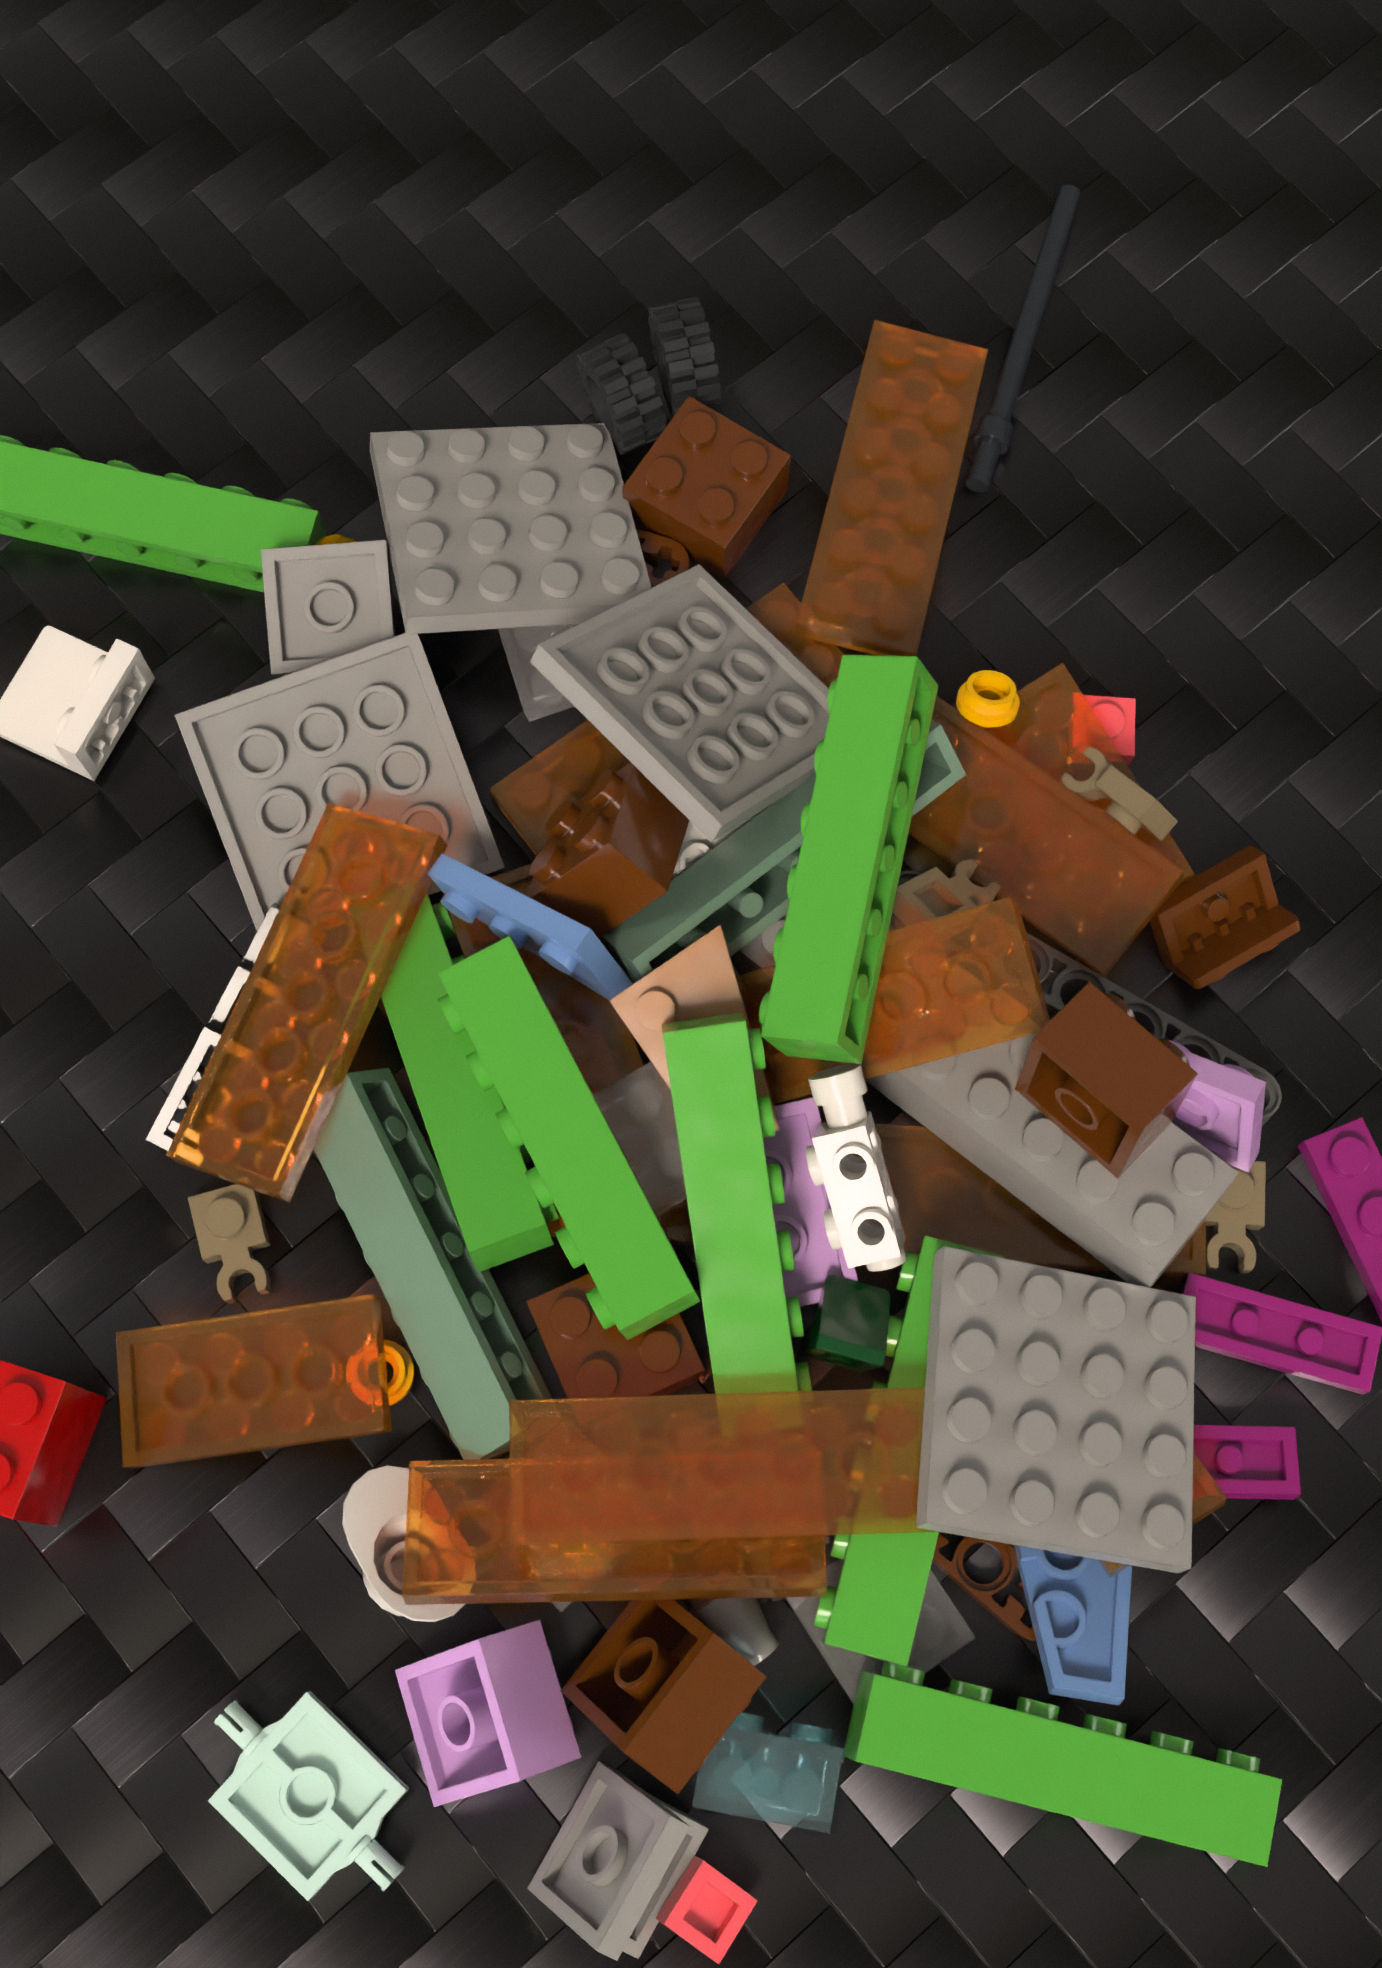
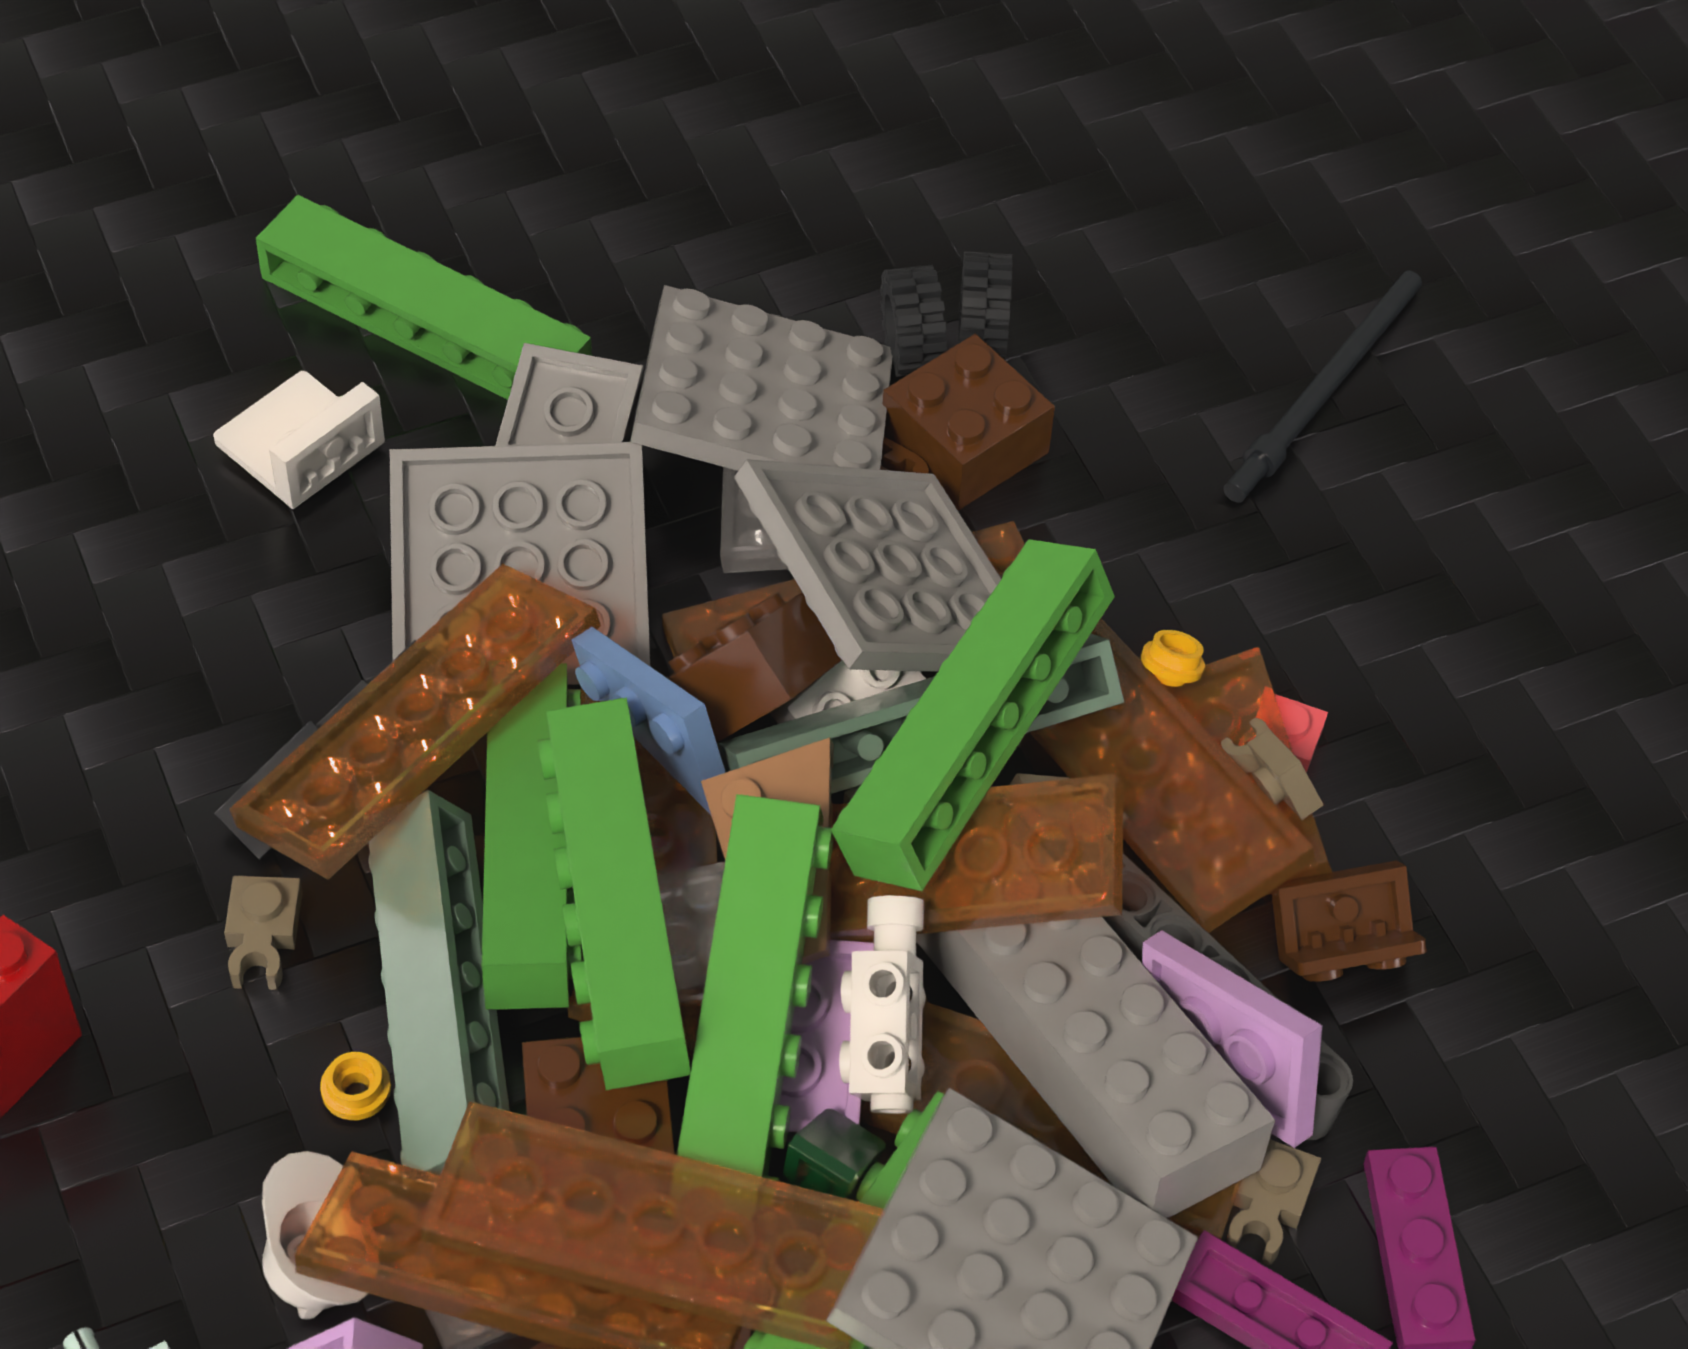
camera: 15 degrees right, 20 degrees down
(252, 1381) = (229, 1047): clear orange plate -> none
(892, 492) = (1155, 461): clear orange plate -> none
(1105, 1078) = (1157, 971): reddish brown brick -> none

